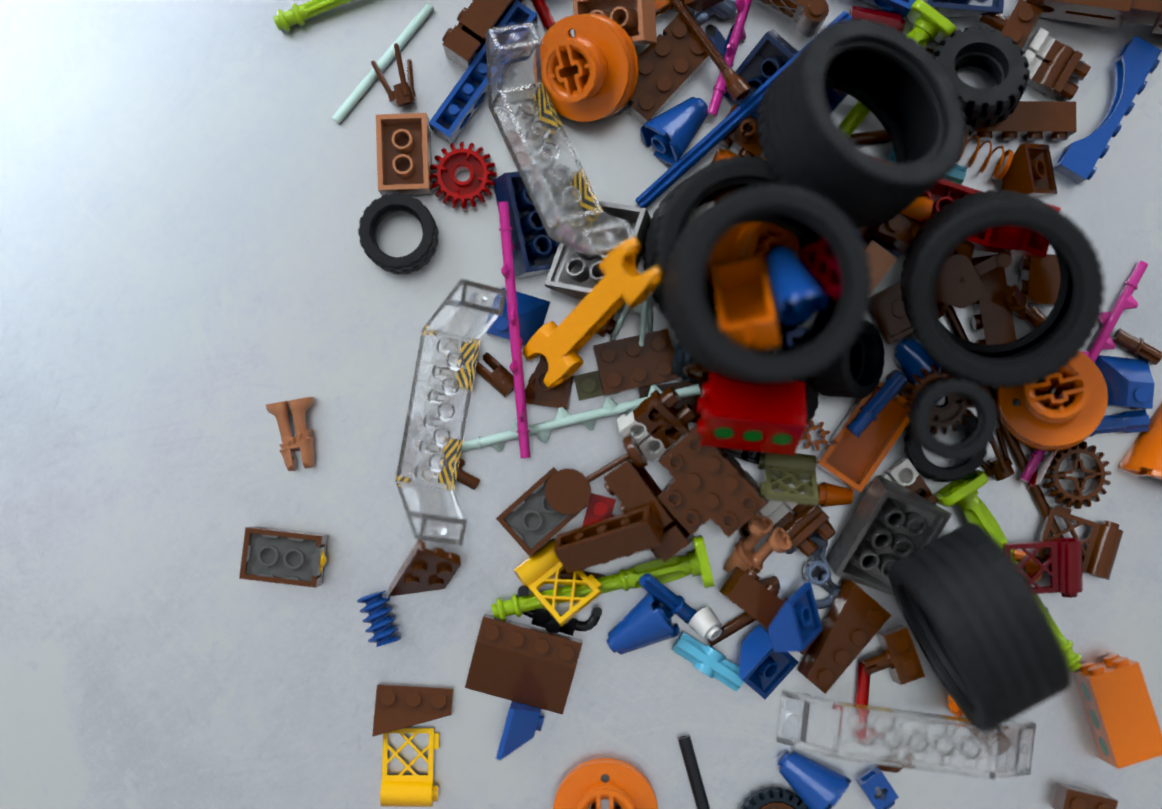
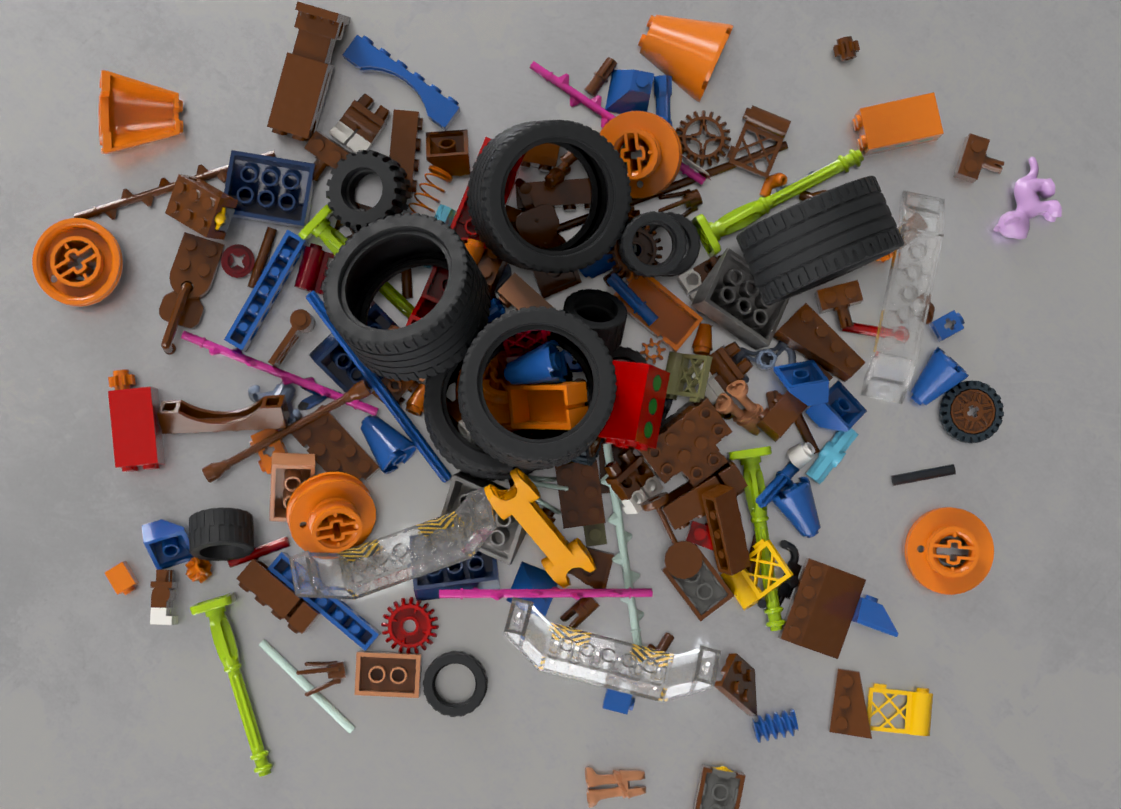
camera: 90 degrees left, 0 degrees up
(392, 428) = (618, 701): none -> blue brick
(1064, 563) = (774, 158): dark red piece -> none

